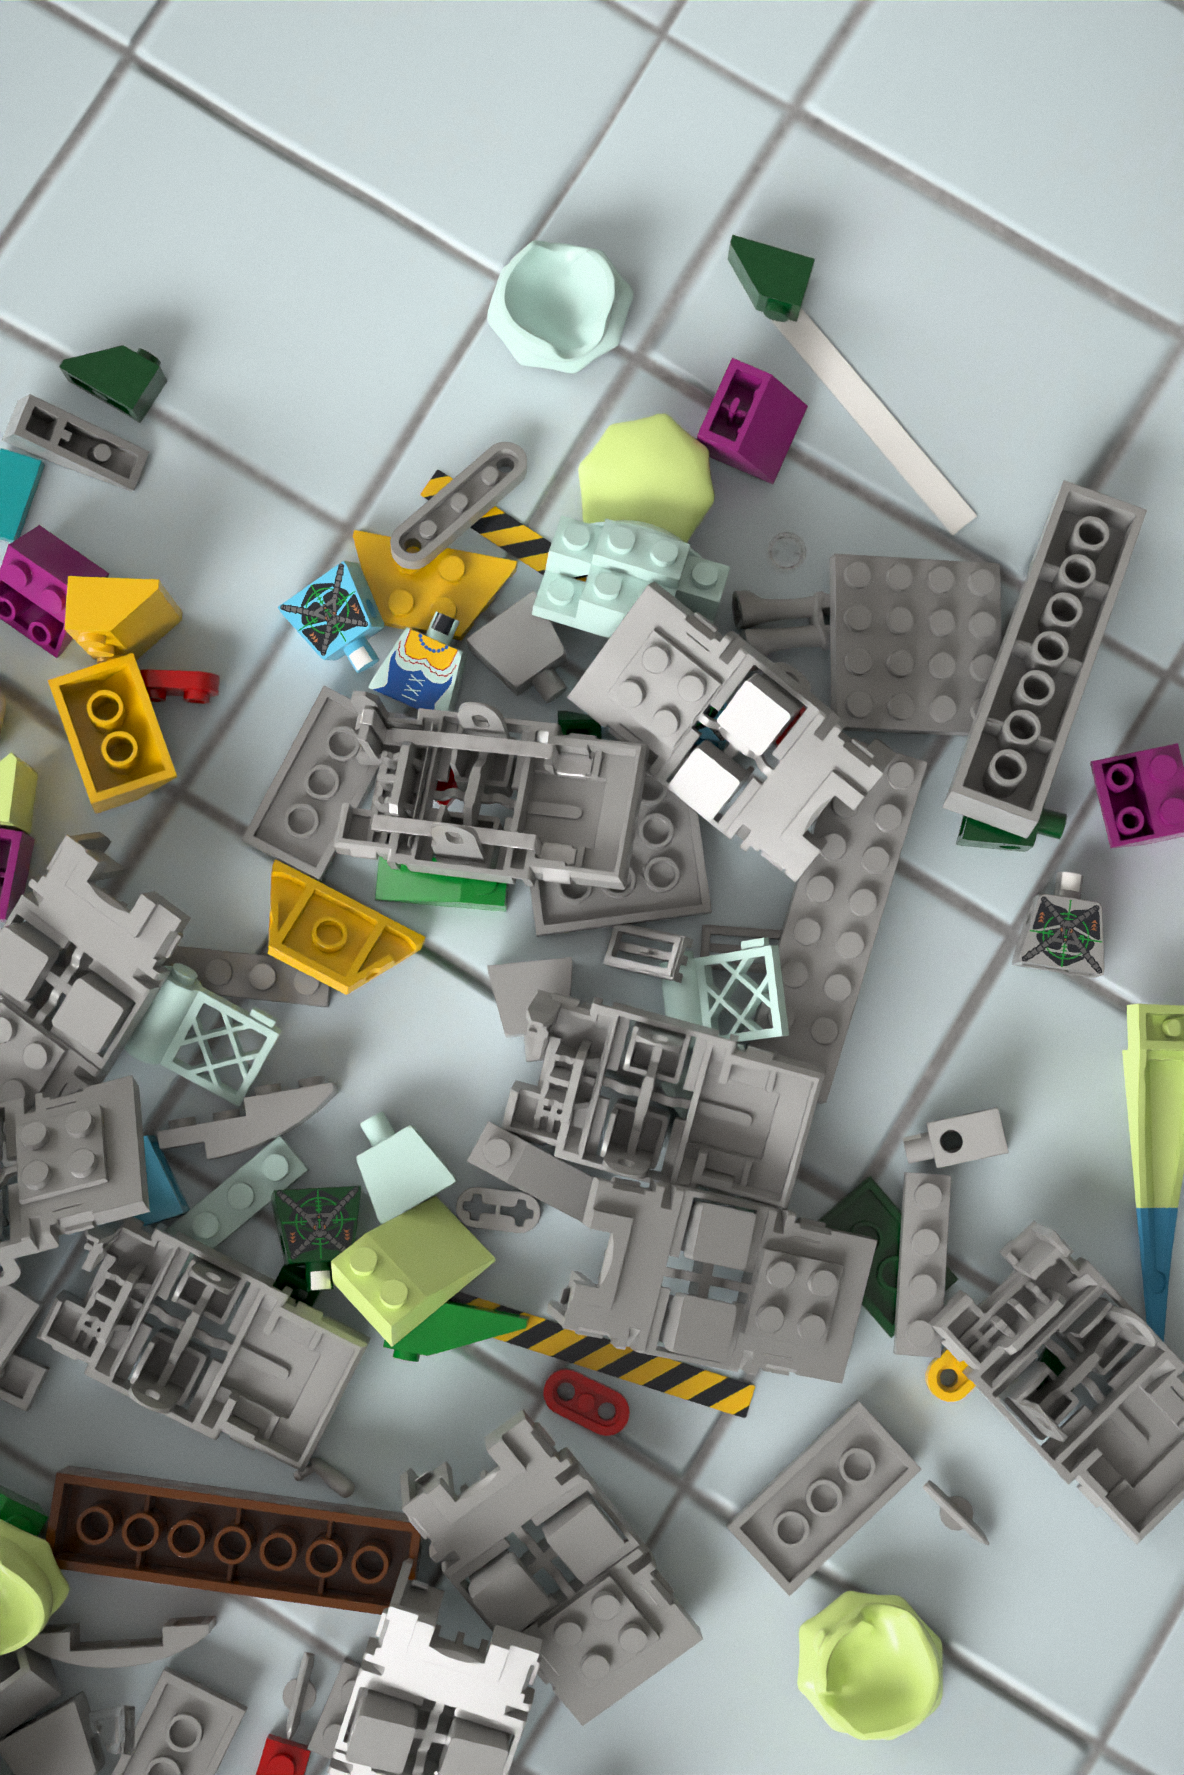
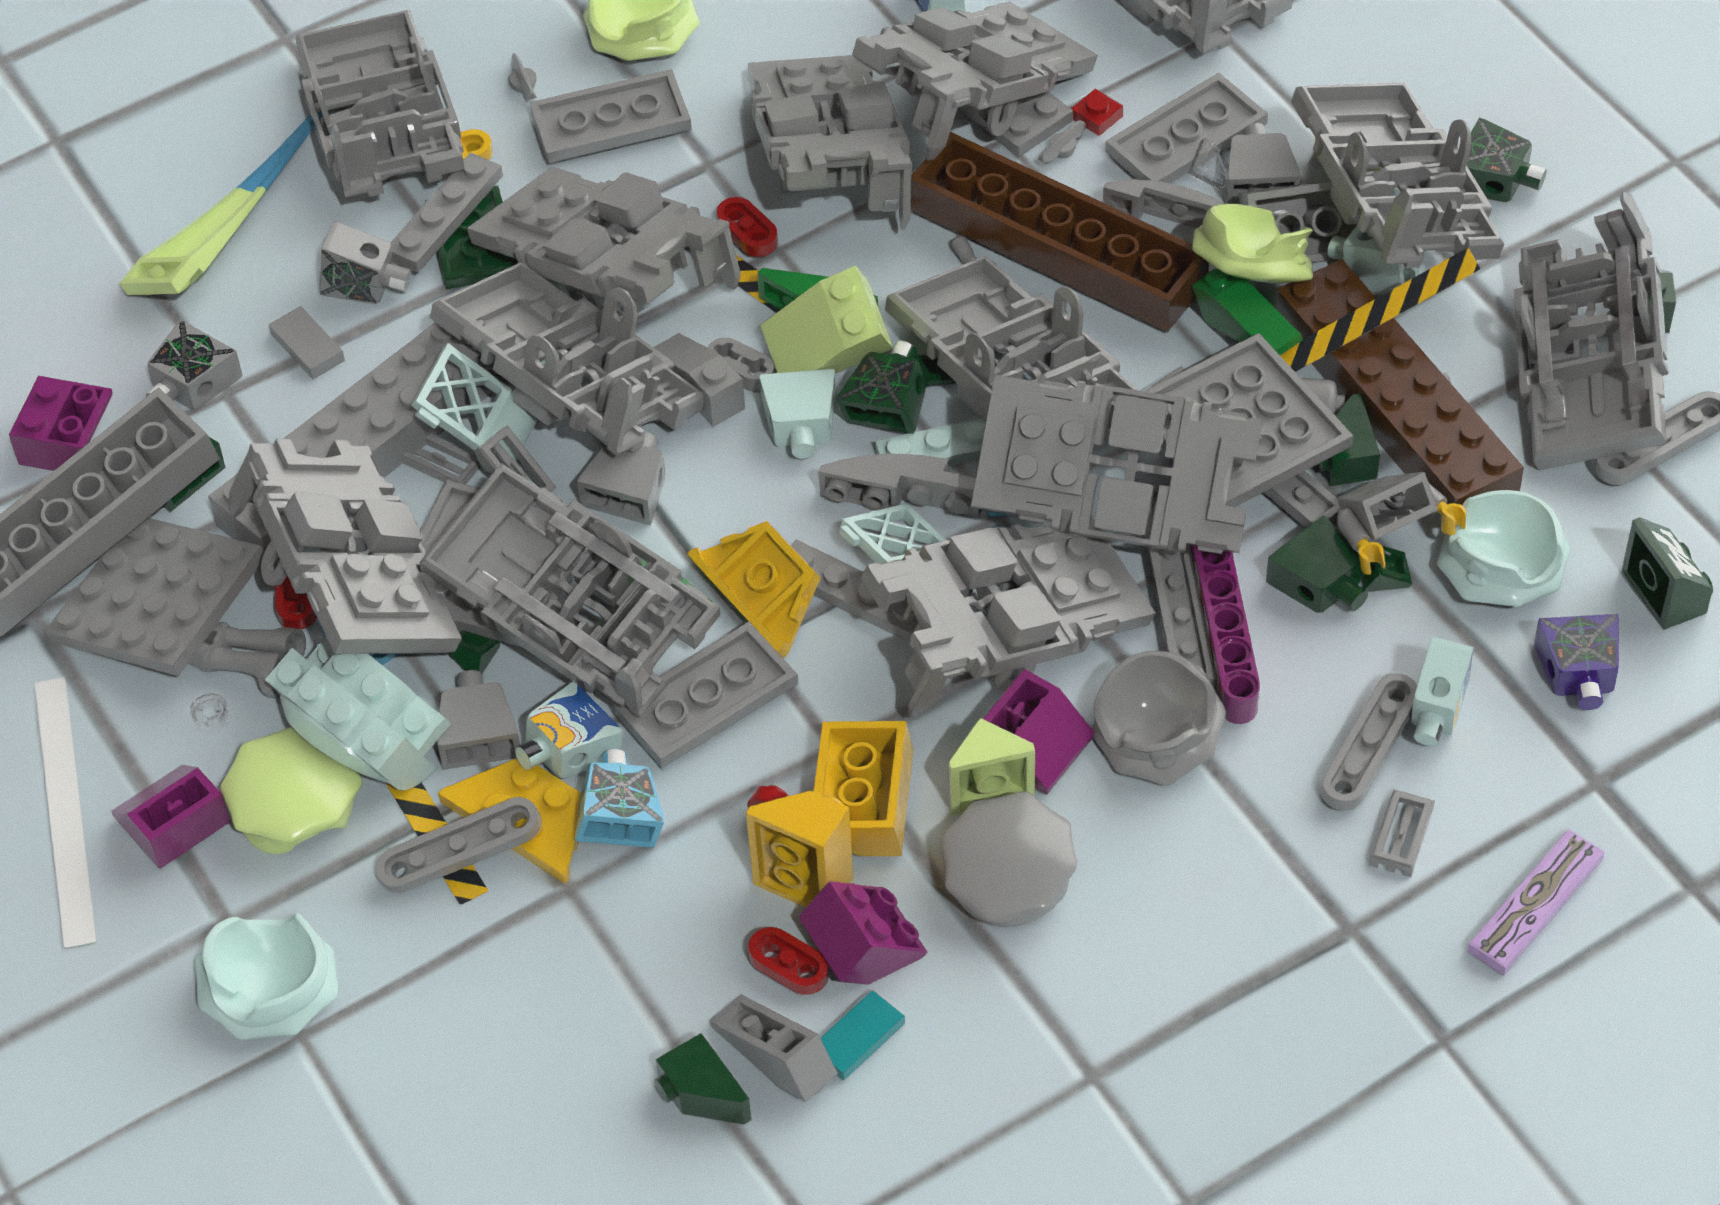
camera: 150 degrees left, 30 degrees down
(104, 536) = (791, 962): none -> red plate
(771, 277) = (66, 916): dark green slope -> none
(968, 1031) = (306, 342): none -> light grey tile

